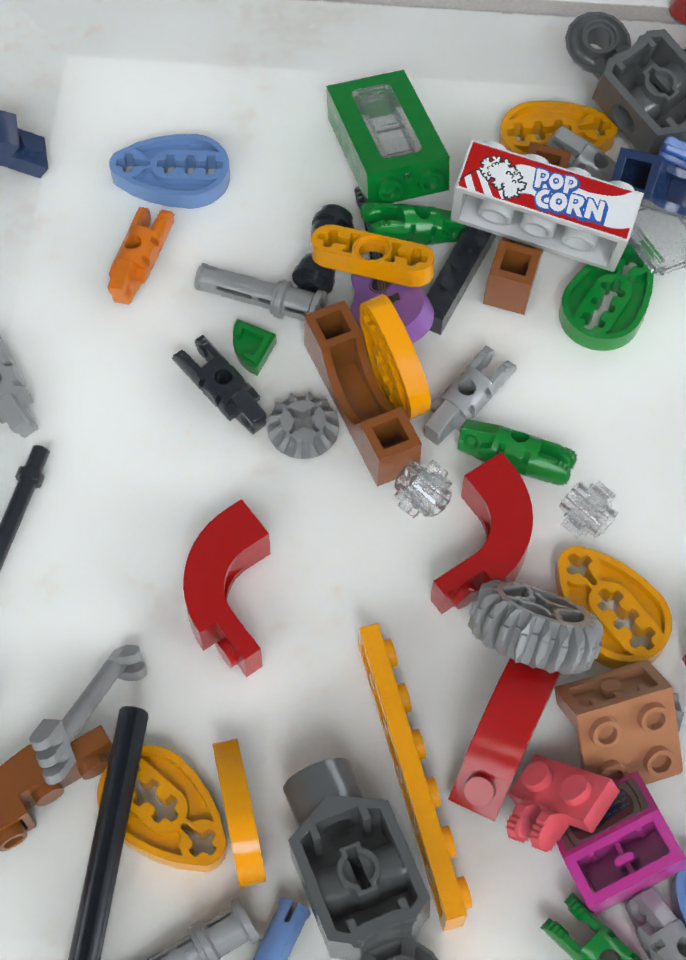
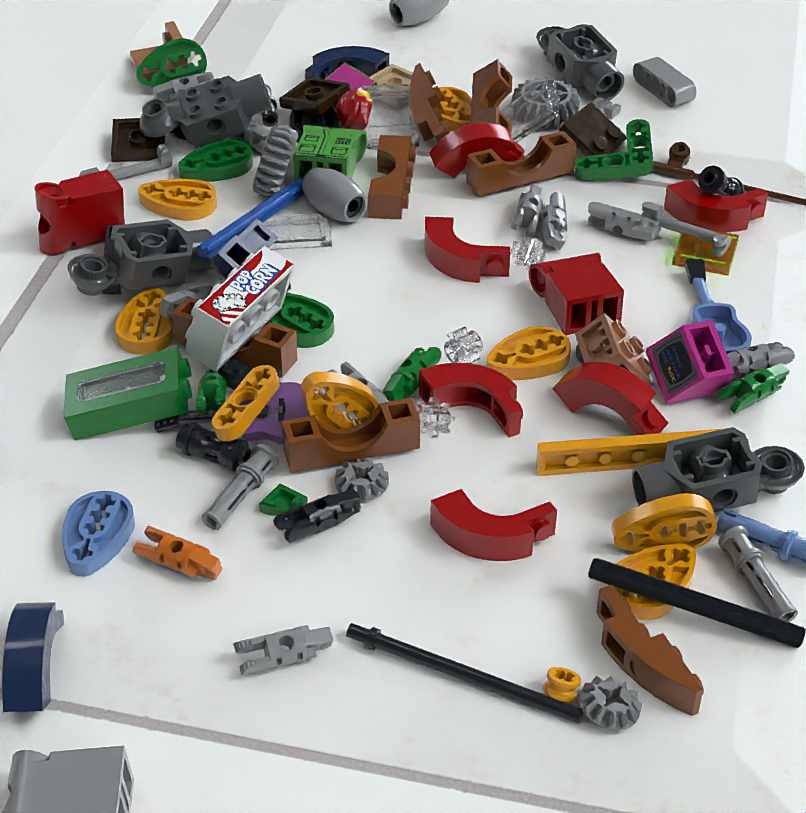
camera: 80 degrees left, 20 degrees down
(54, 736) = (620, 595): light grey hinge -> none
(535, 627) = (553, 367): light grey gear -> none
(552, 798) = (663, 375): coral hinge -> none

